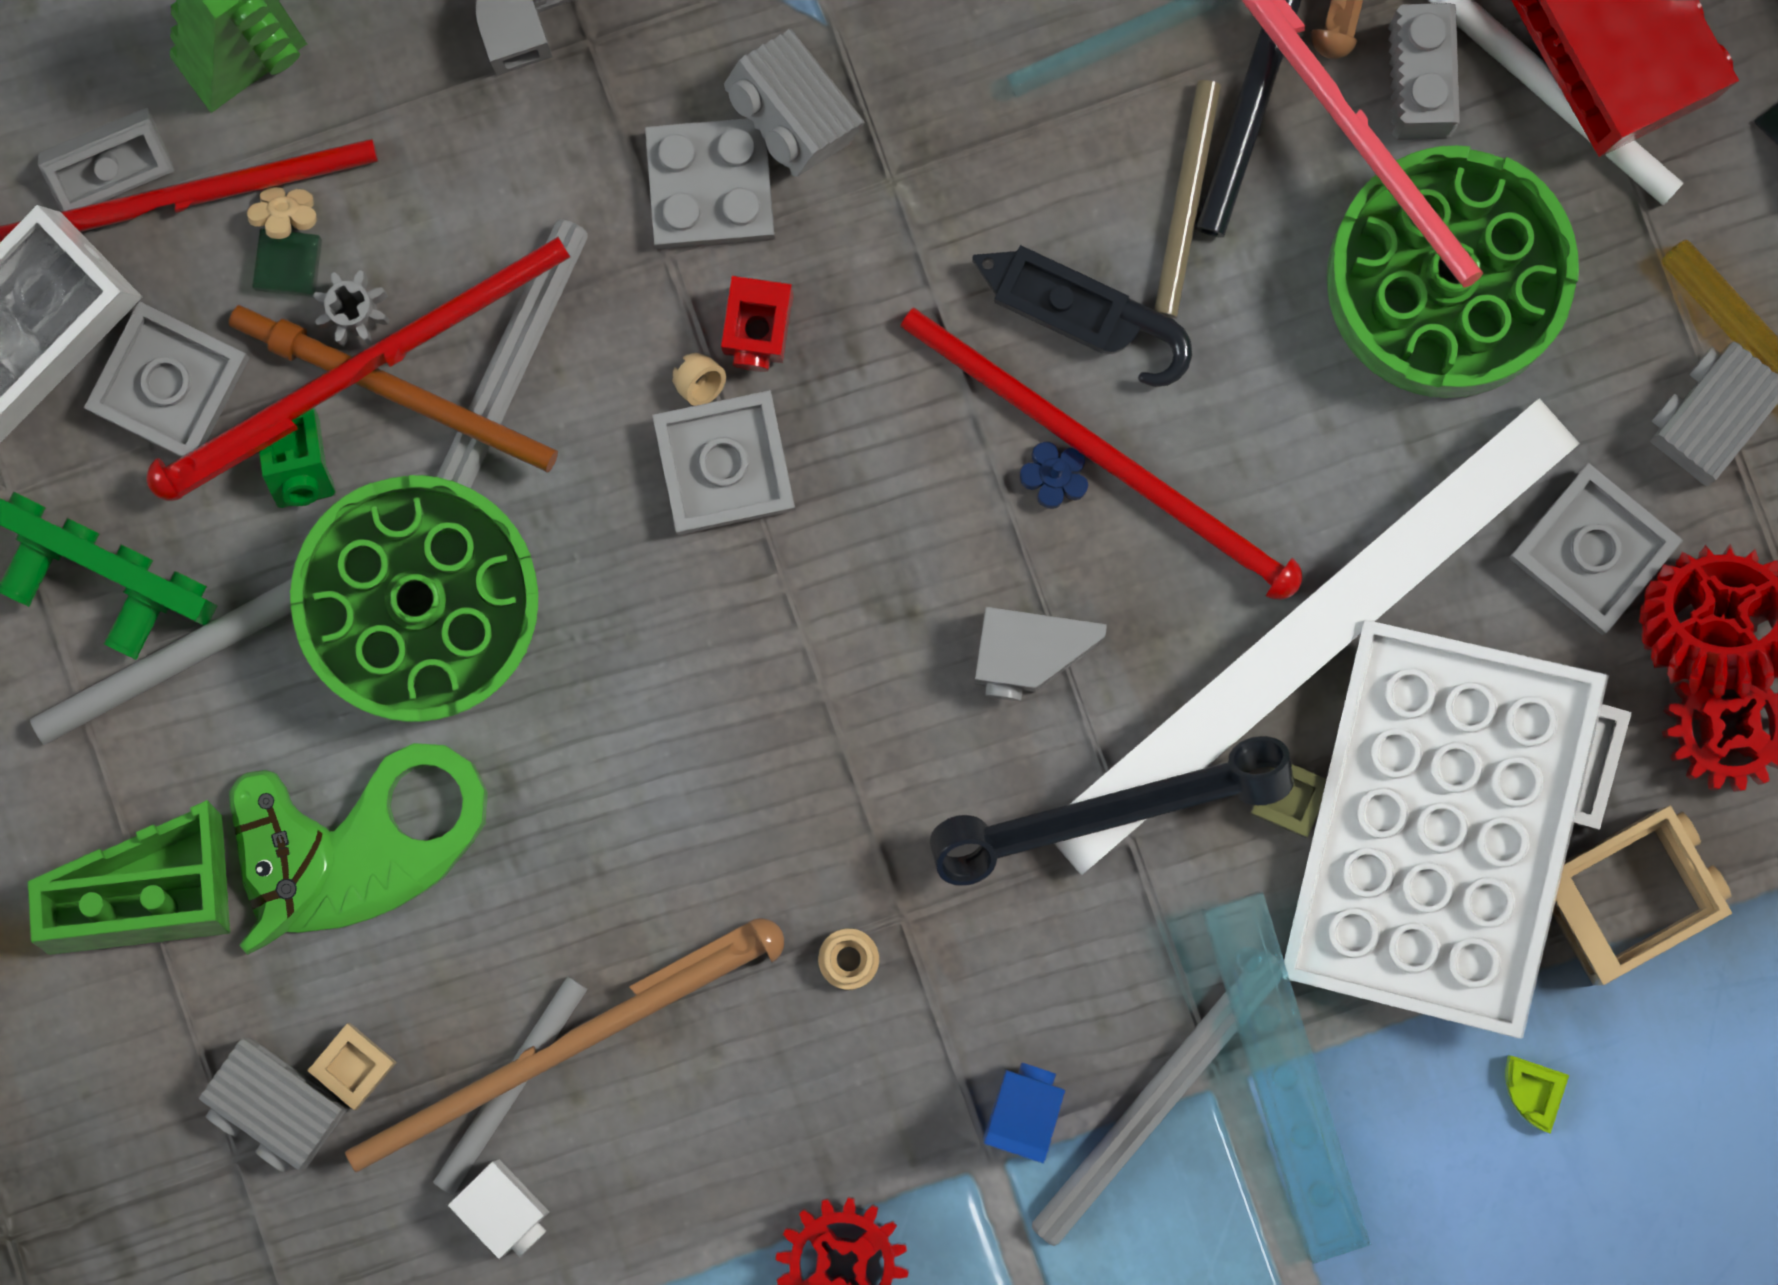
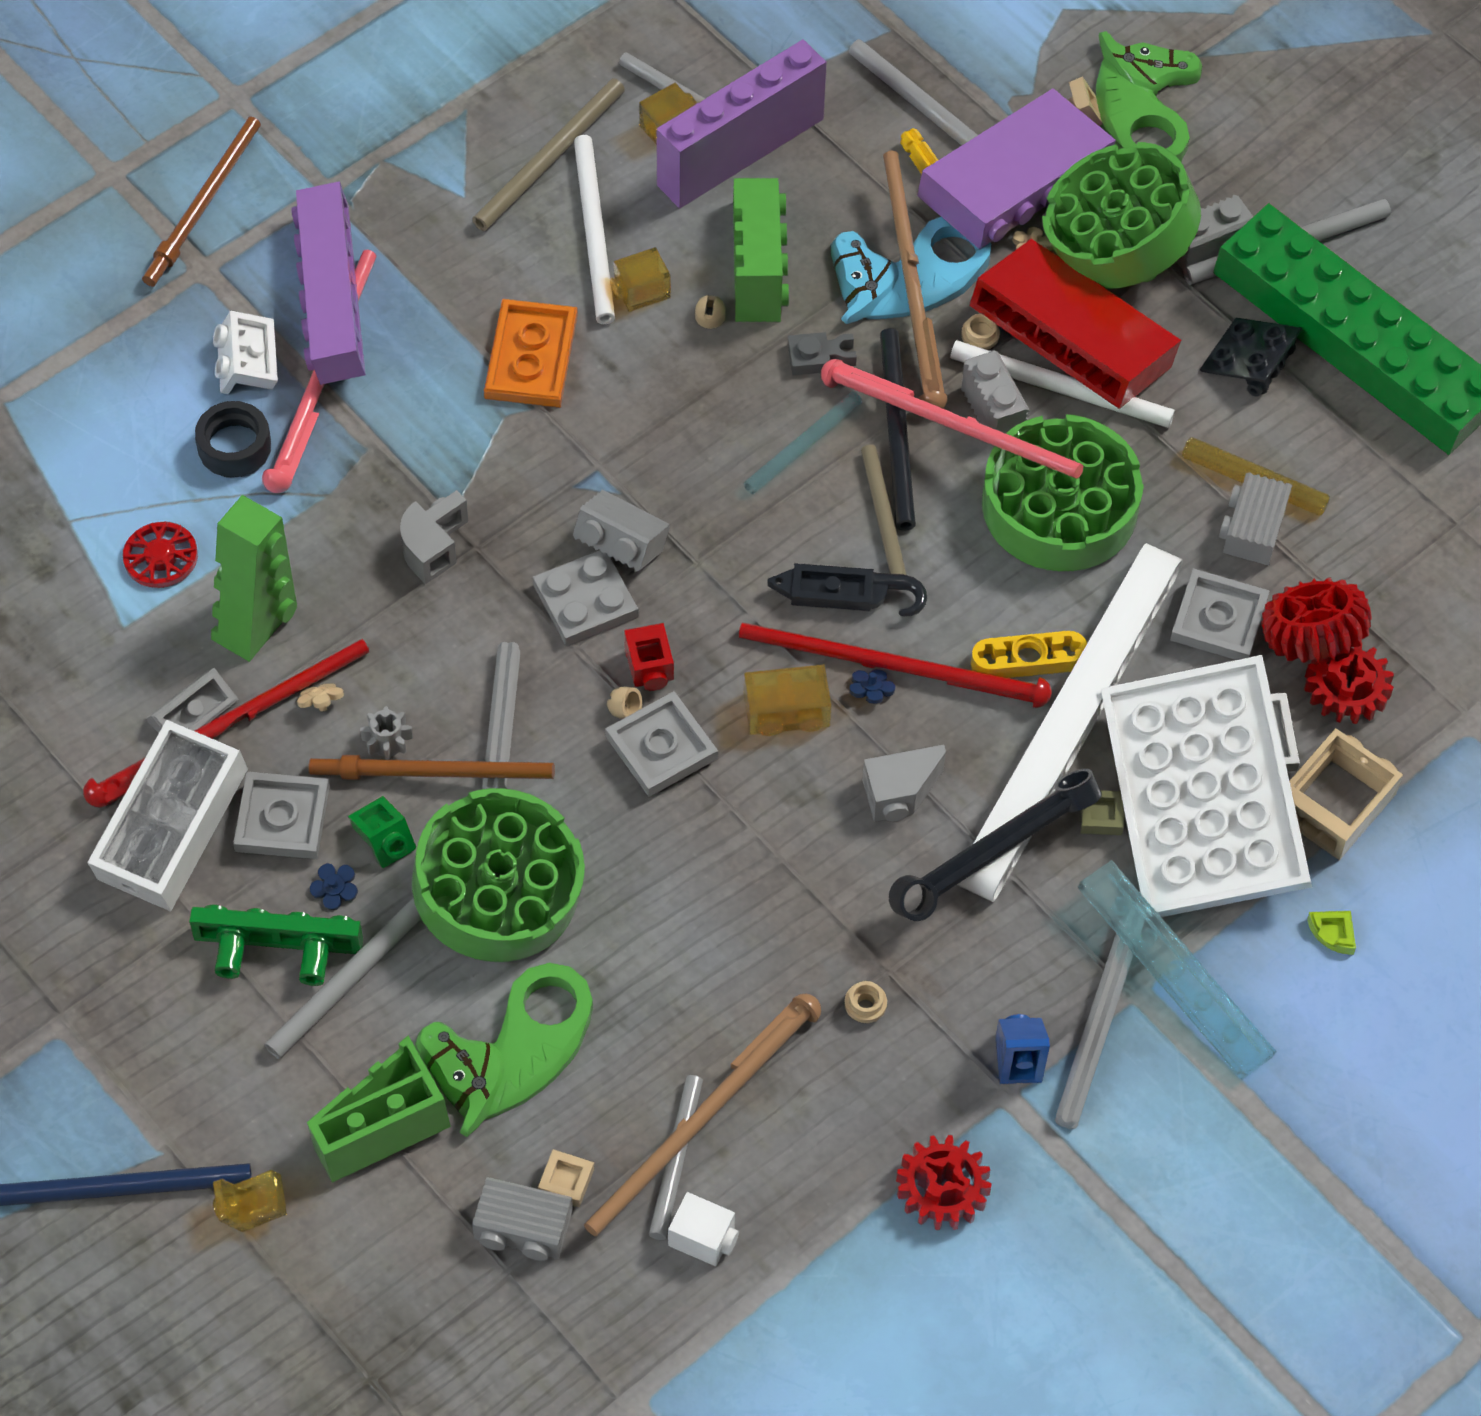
camera: 30 degrees left, 25 degrees down
(205, 514) = (334, 885): none -> dark blue plant
(275, 421) = (309, 864): red bar -> none
(287, 264) = (333, 726): clear green tile -> none
(922, 462) = (787, 700): none -> clear yellow brick
(1256, 484) = (1040, 642): none -> yellow beam

